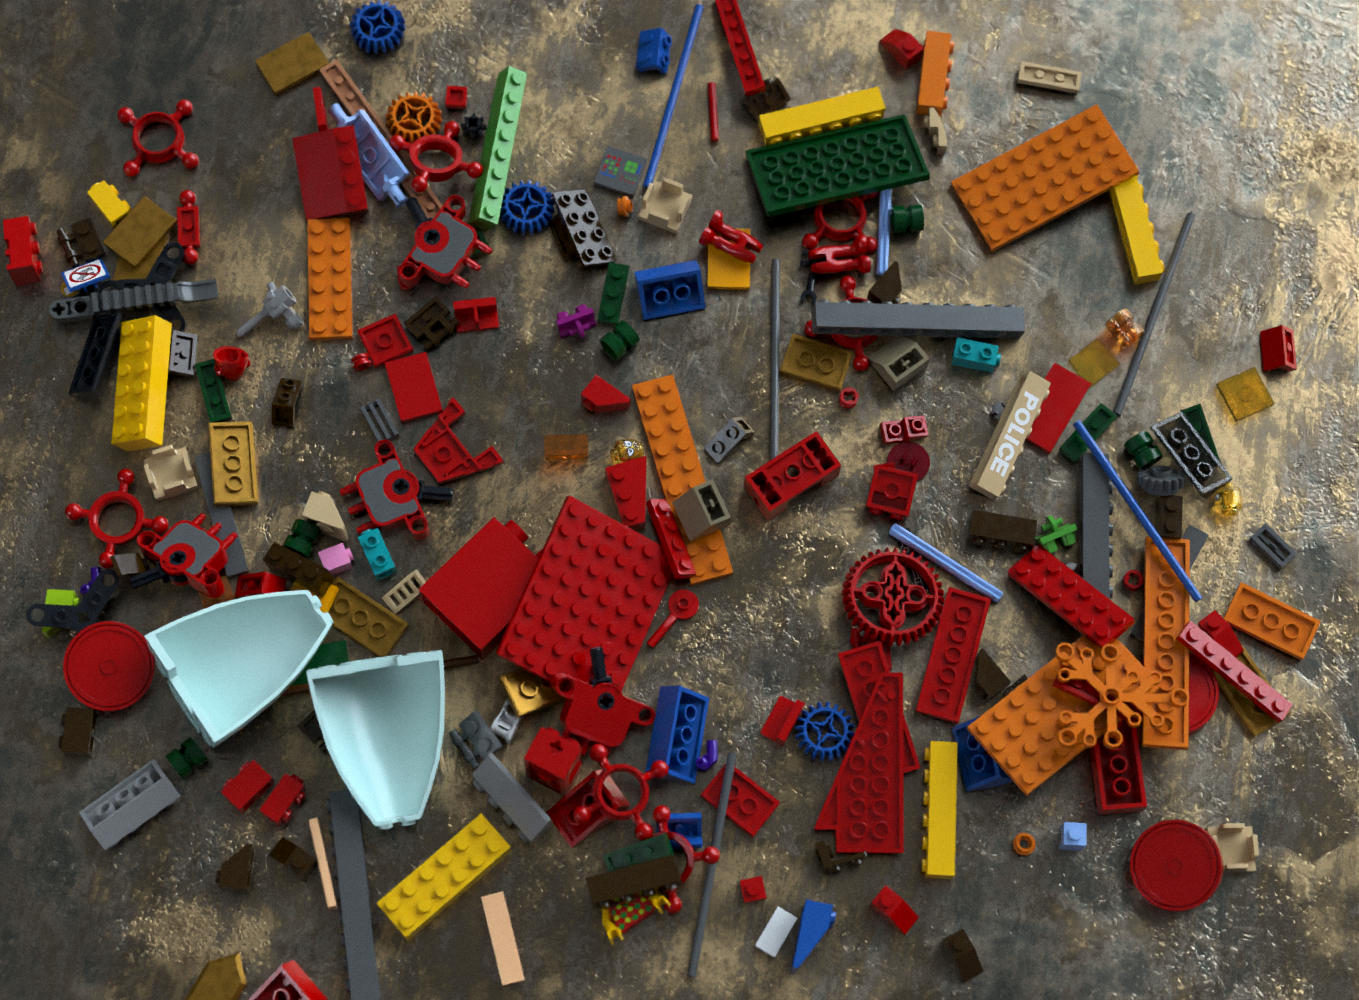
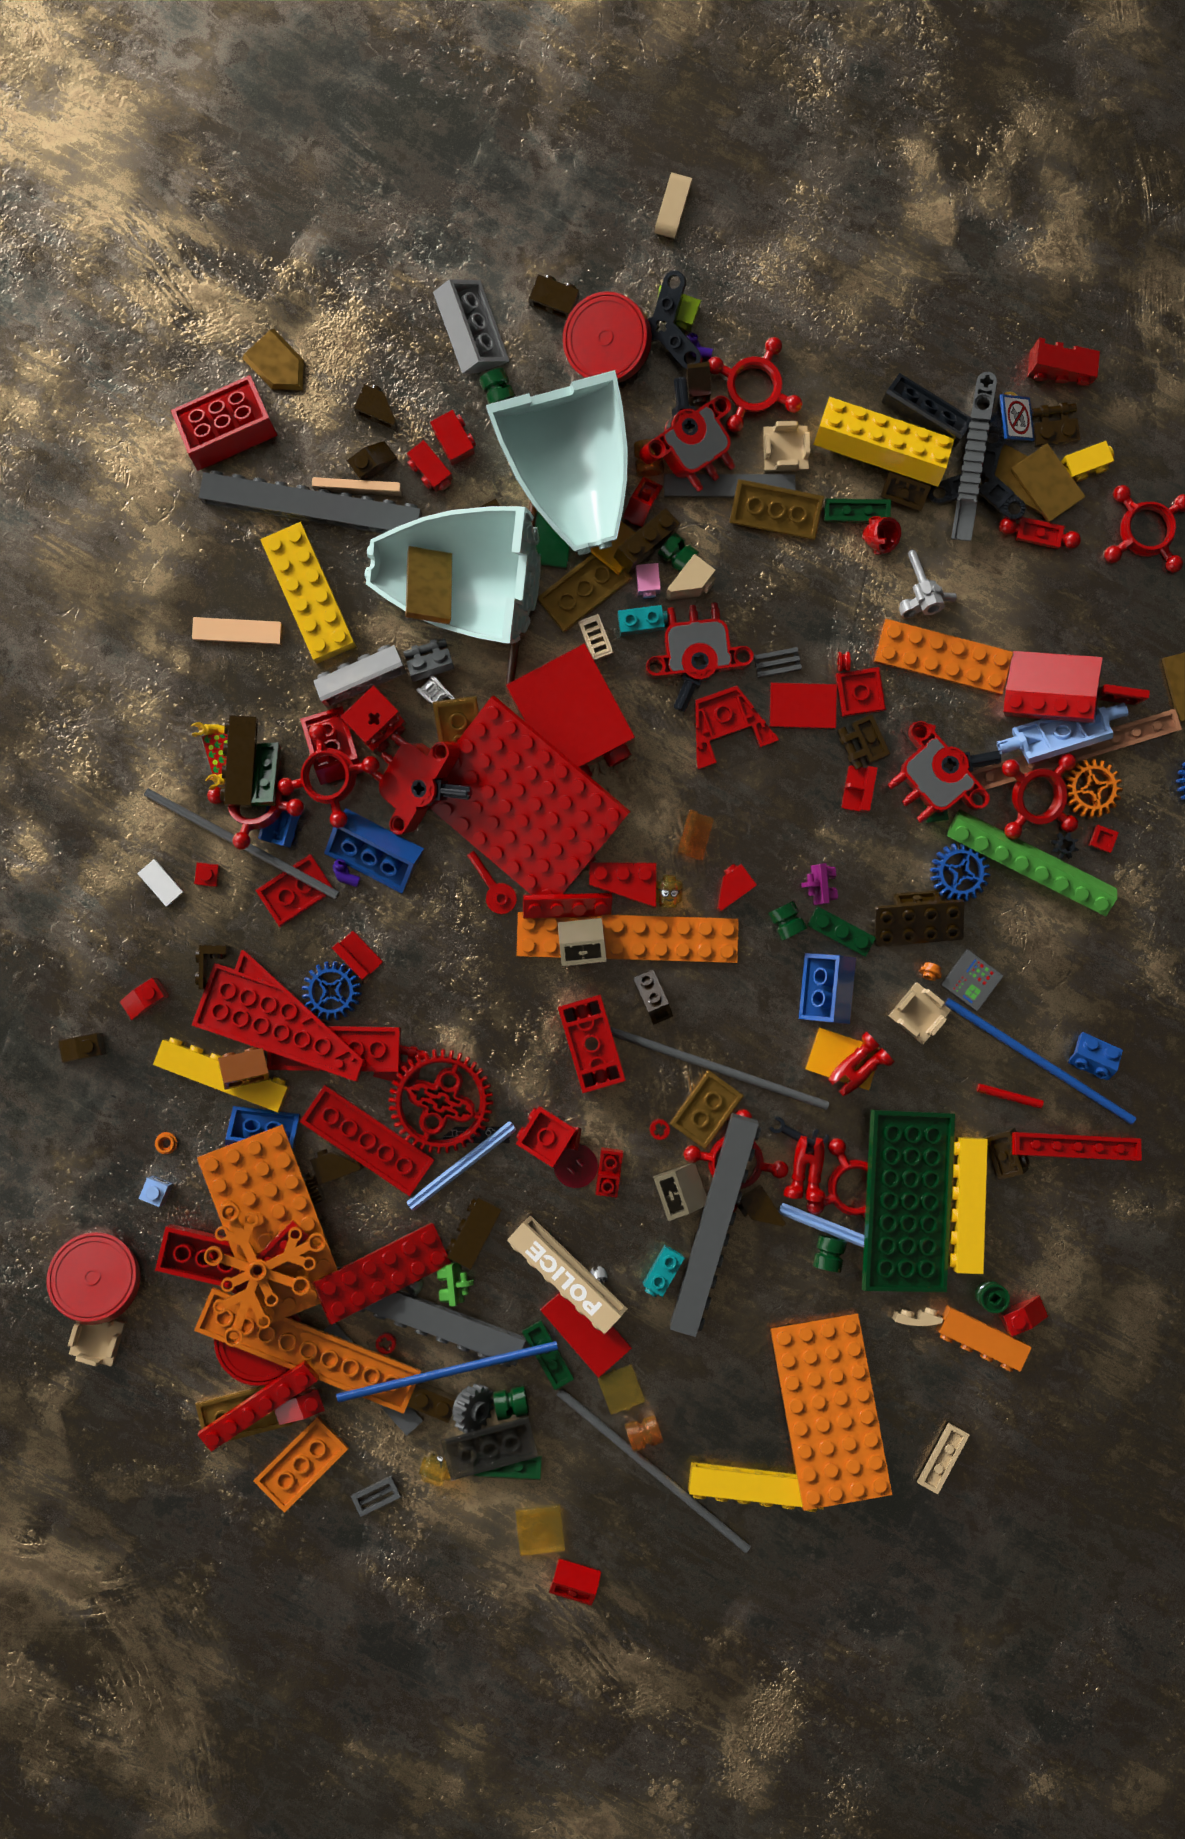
camera: 110 degrees right, 15 degrees up
(284, 402) = (826, 576): dark brown bracket -> none
(404, 753) = (429, 585): none -> pearl gold tile
(813, 925) = (145, 914): blue slope -> none
(895, 75) = (992, 1296): none -> dark green wheel
(927, 783) = (243, 1068): none -> dark orange brick

